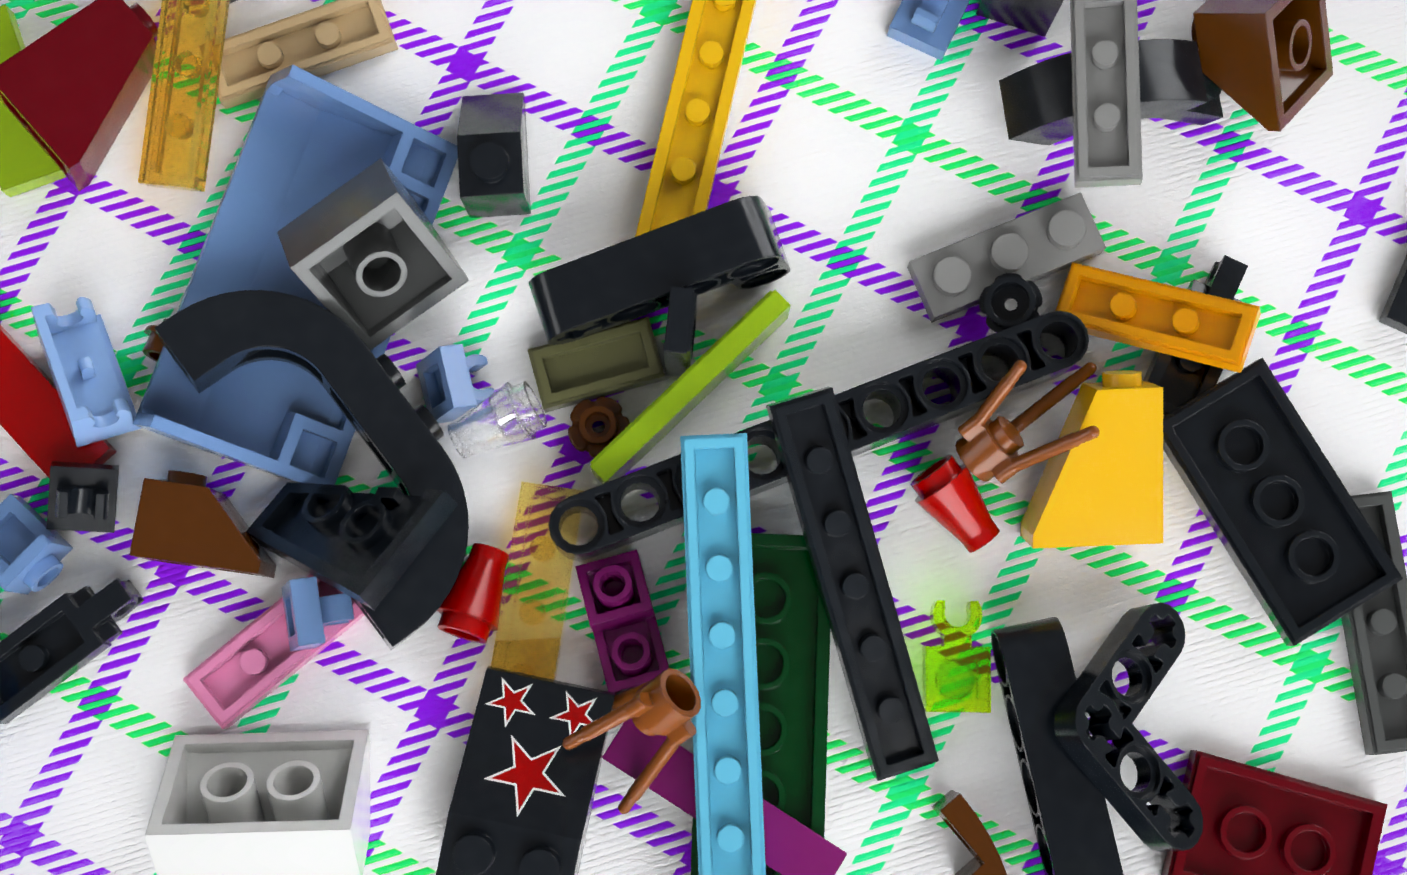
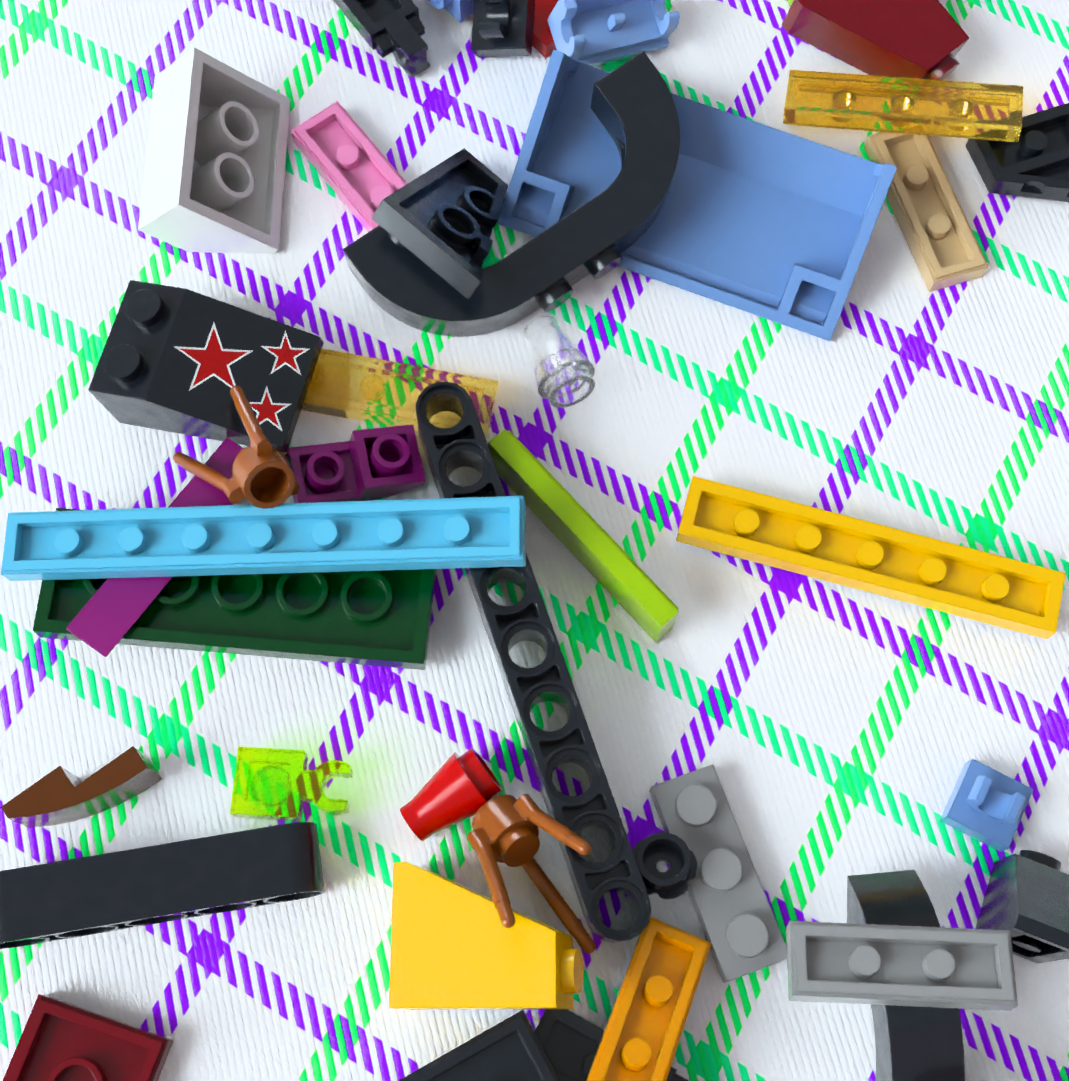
camera: 90 degrees right, 10 degrees down
(195, 527) = (469, 106): reddish brown slope -> none
(308, 612) = (377, 182): medium blue tile -> none
(371, 255) = (716, 246): dark grey slope -> none
(448, 383) = (593, 318): medium blue tile -> none
(476, 596) = (391, 336): red cone -> none
(493, 155) = (821, 363): black slope -> none
(586, 414) = (563, 443): reddish brown plate -> none
(597, 365) = (612, 456): olive tile -> none
(635, 277) = (715, 535): black beam -> none
(680, 330) = (637, 514): black tile -> none
(852, 582) = (374, 673): black tile -> none
(1112, 720) = (210, 938): black beam -> none

